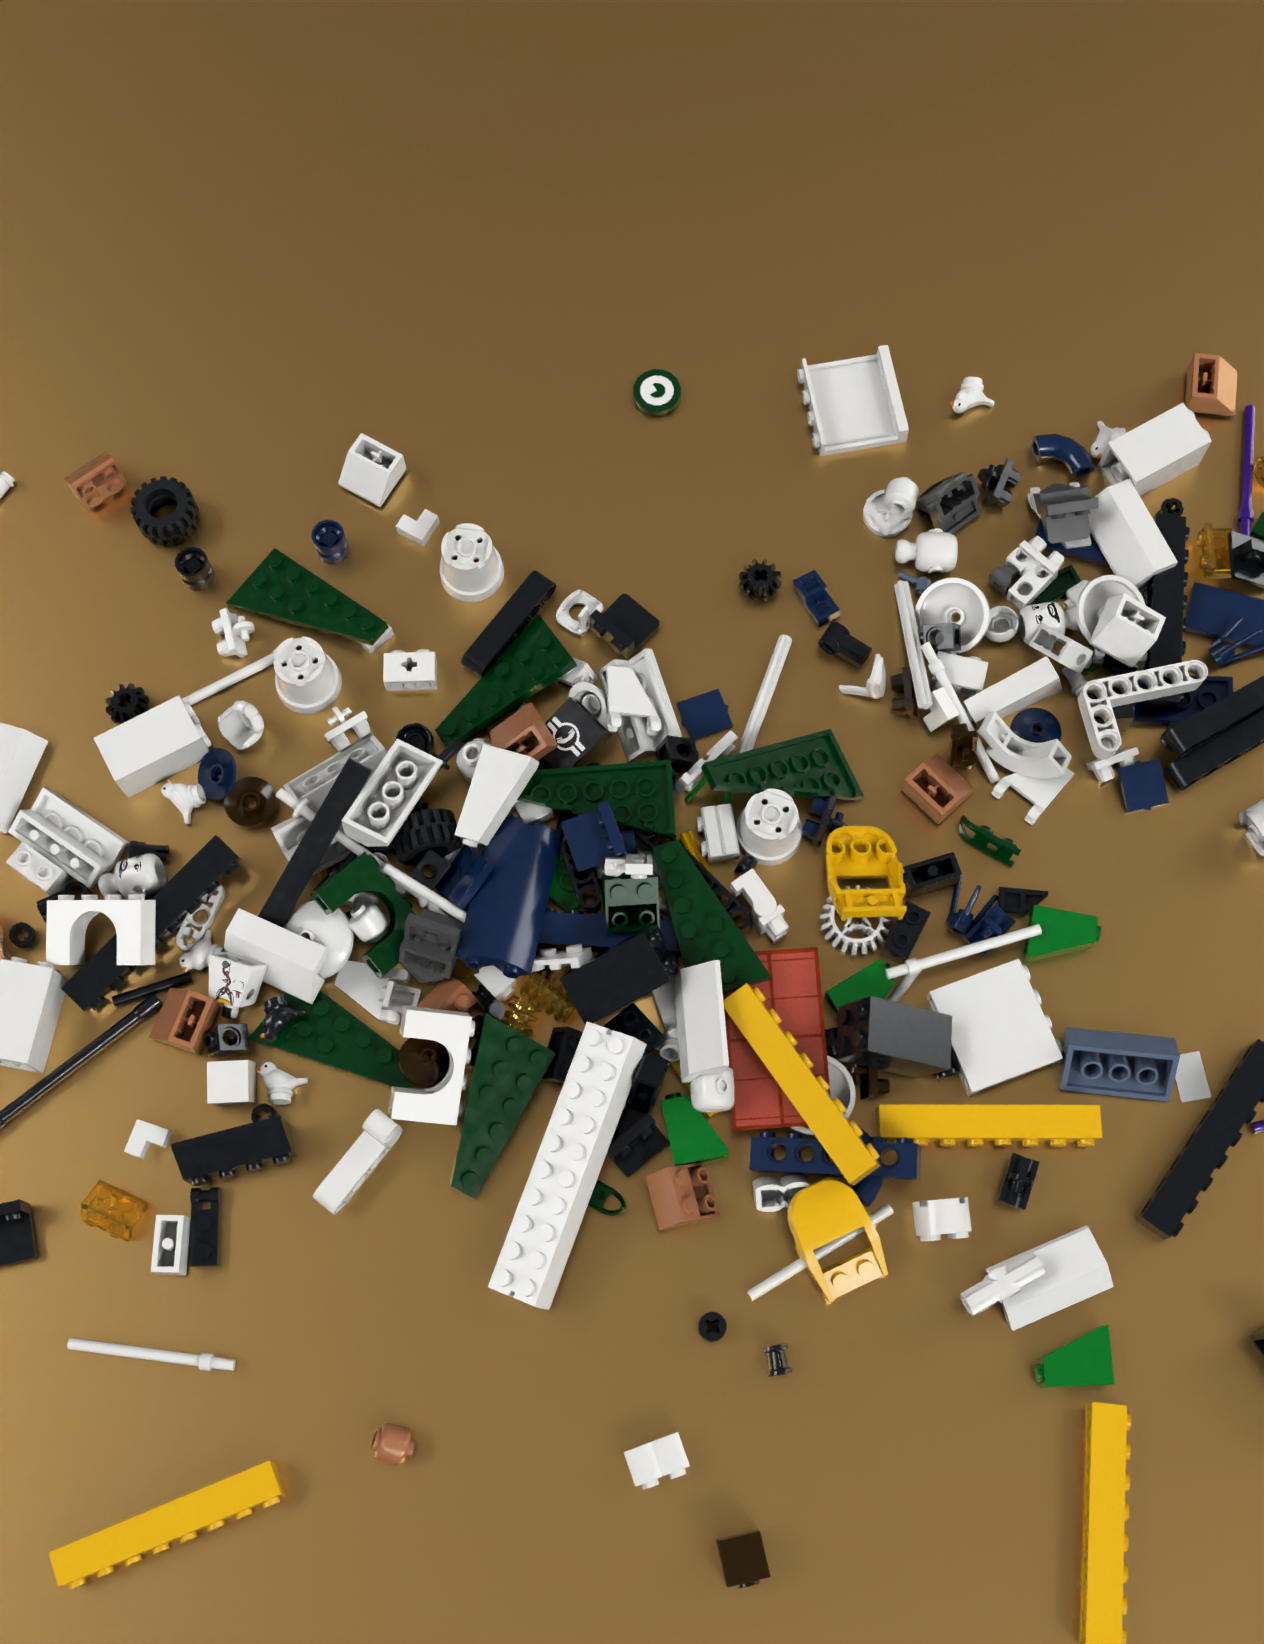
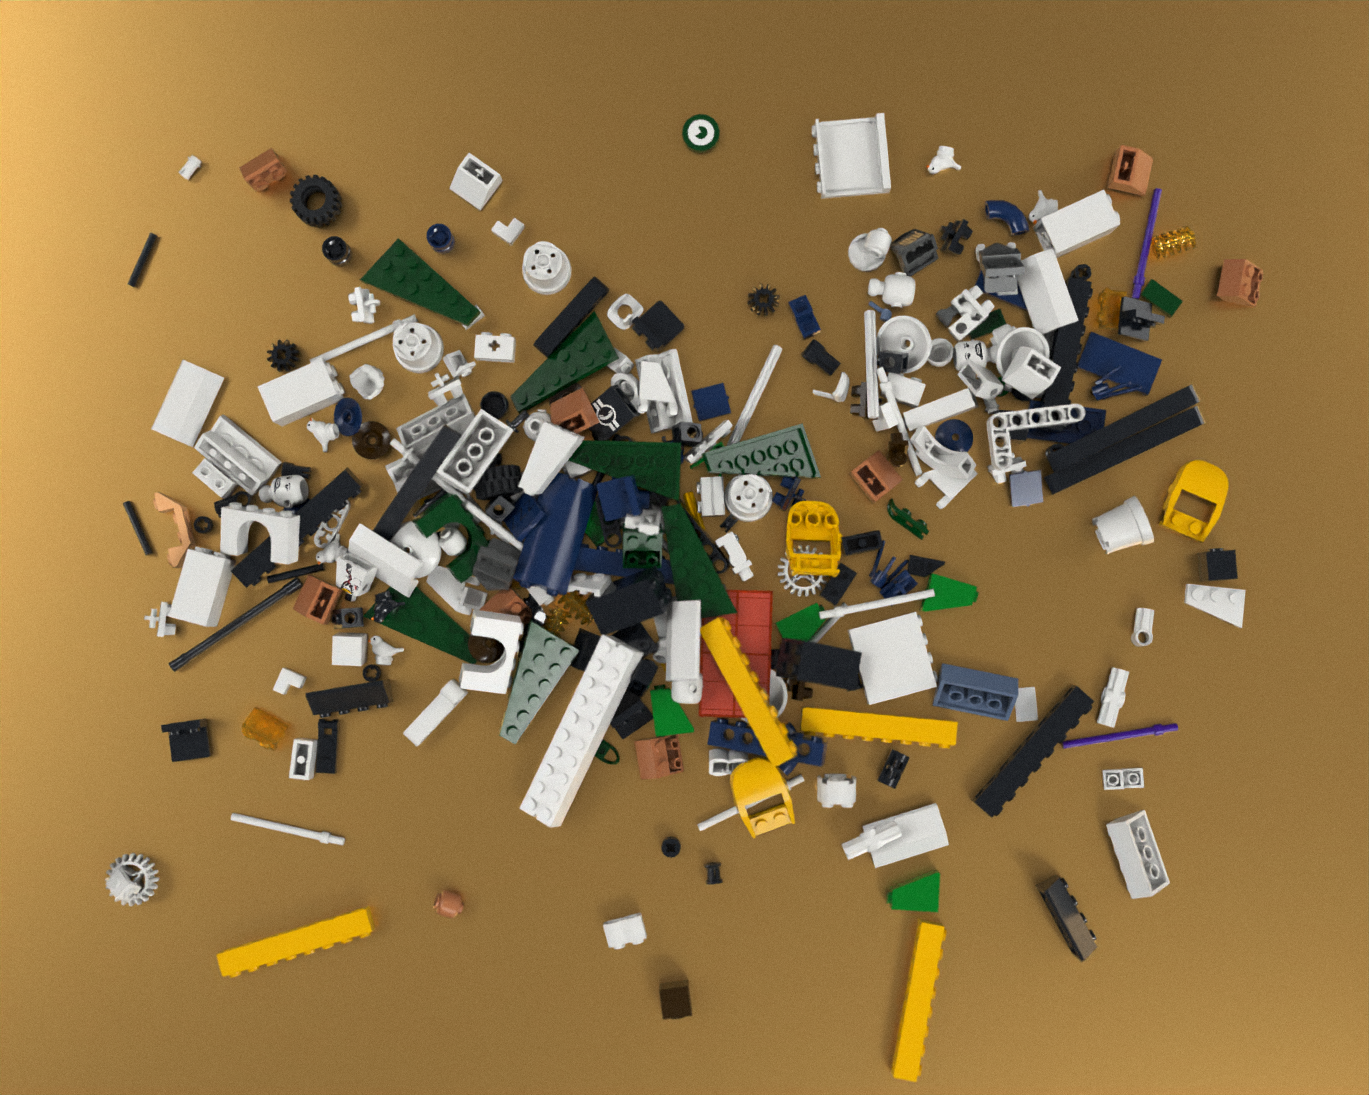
camera: 10 degrees right, 15 degrees up
(361, 695) = (457, 364): none -> white bracket

